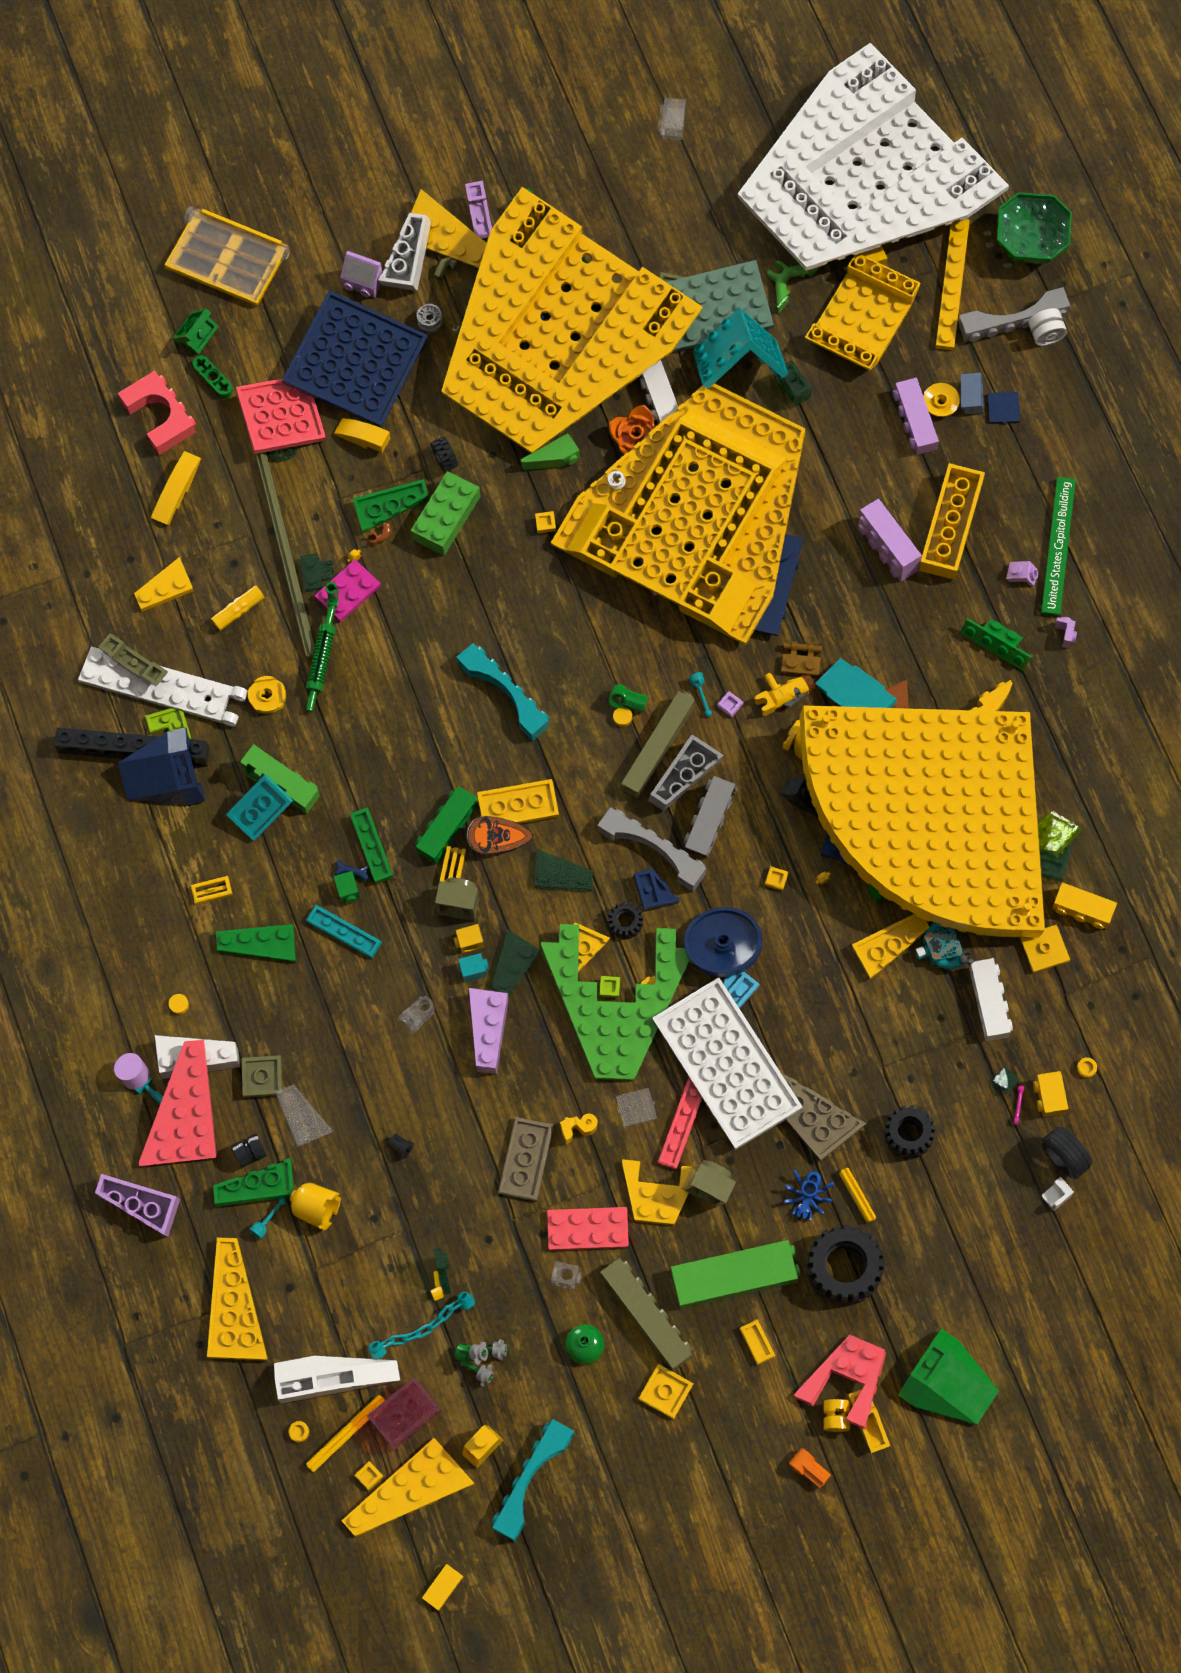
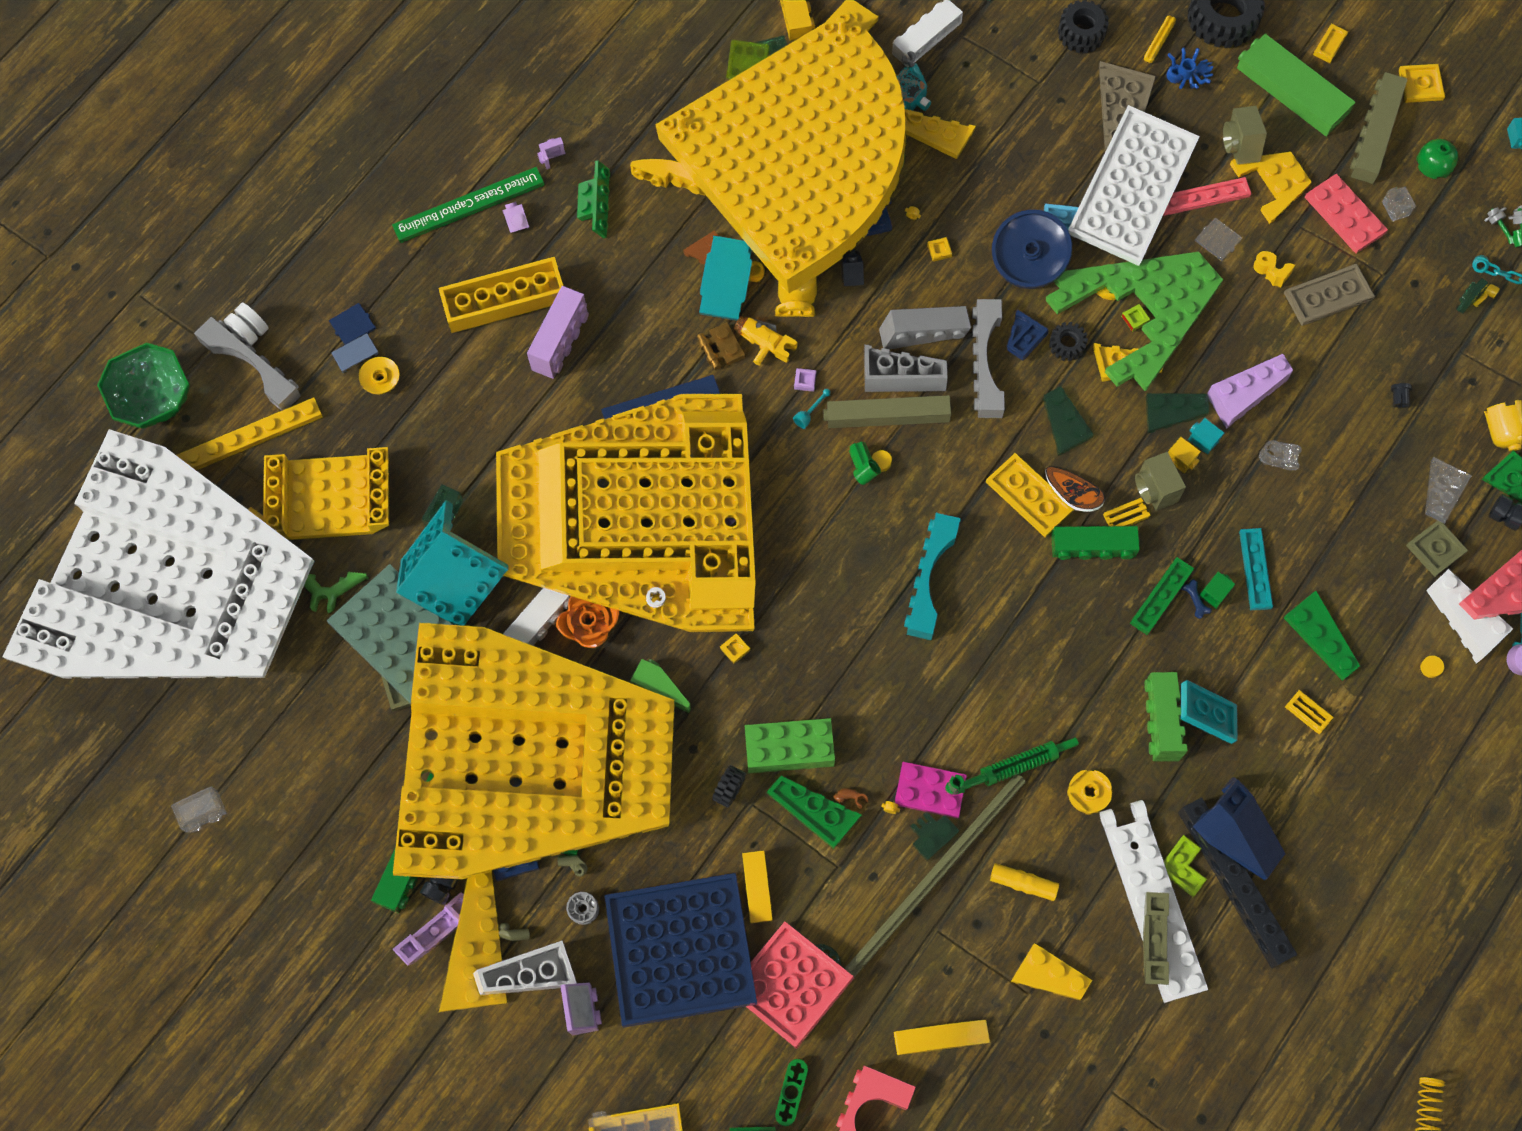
camera: 125 degrees left, 0 degrees up
(916, 416) = (410, 387): lavender brick -> none

